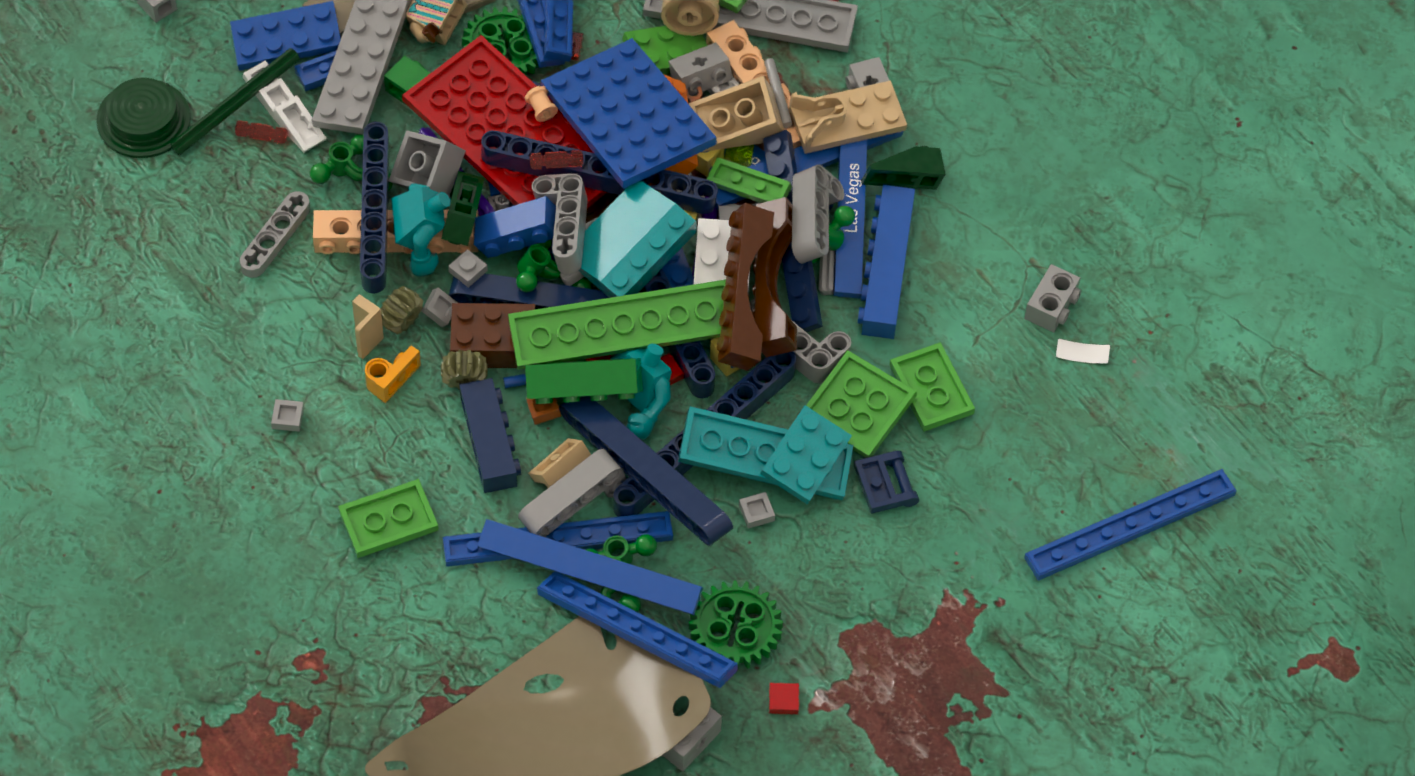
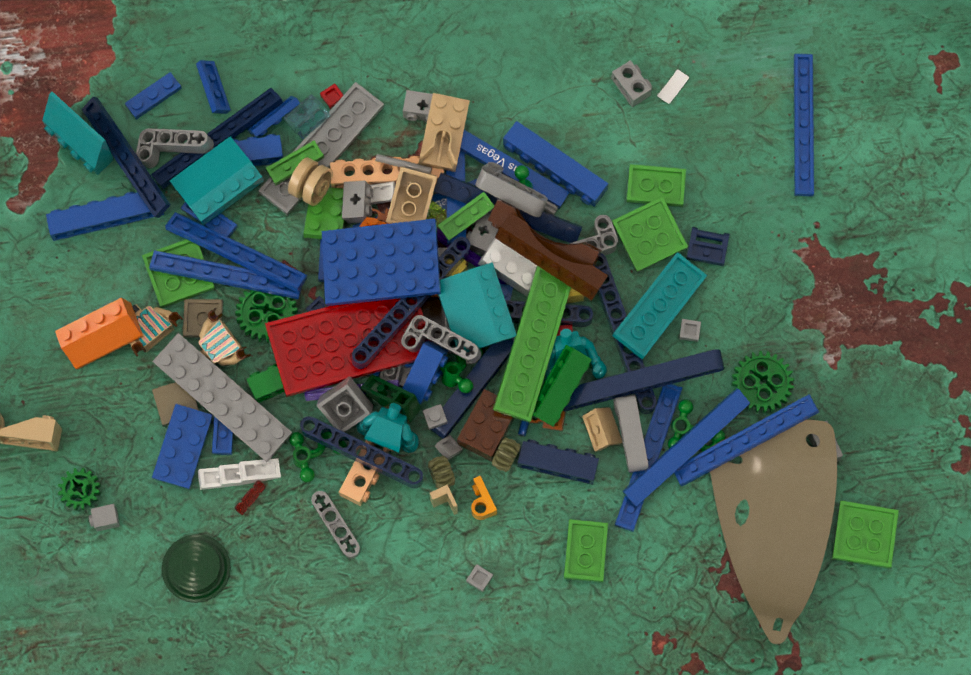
camera: 60 degrees left, 15 degrees up
(234, 101) = (220, 502): dark green axle -> none
(541, 104) = (341, 312): light nougat bush -> none
(556, 159) = (397, 323): clear red axle -> none
(783, 698) = (822, 379): red tile -> none
(805, 454) = (674, 282): teal plate -> none
(912, 168) = (498, 112): dark green slope -> none

